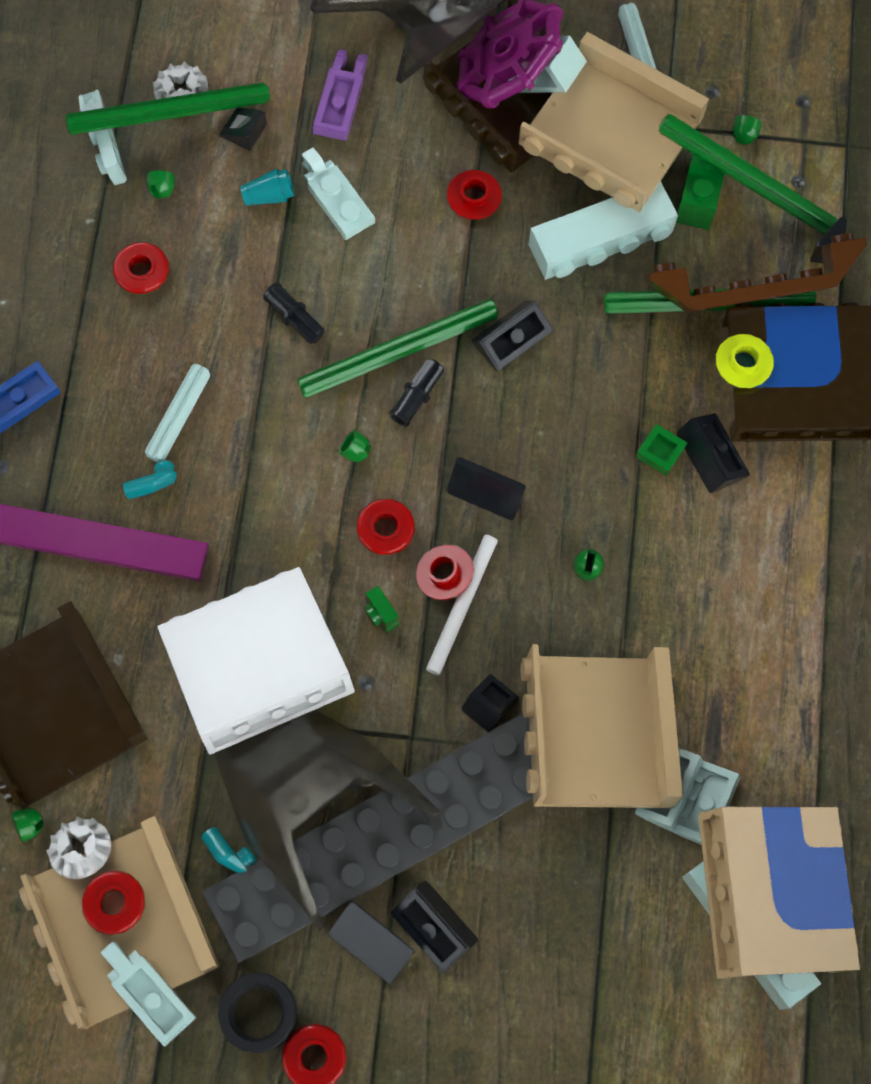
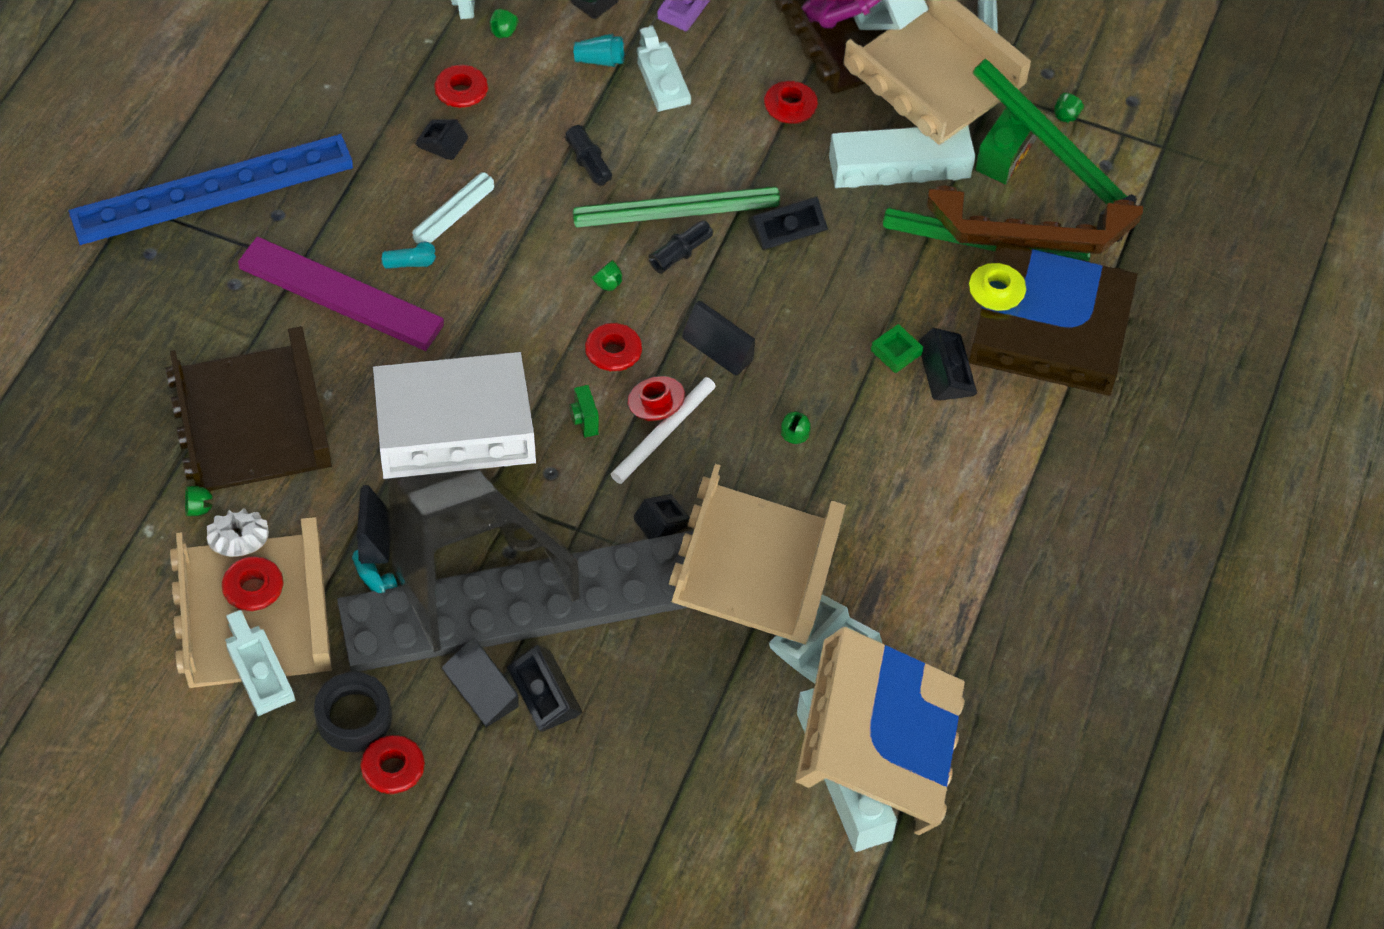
camera: 15 degrees right, 15 degrees down
(140, 332) = (443, 138): none -> black slope
(214, 807) = (373, 528): none -> black slope

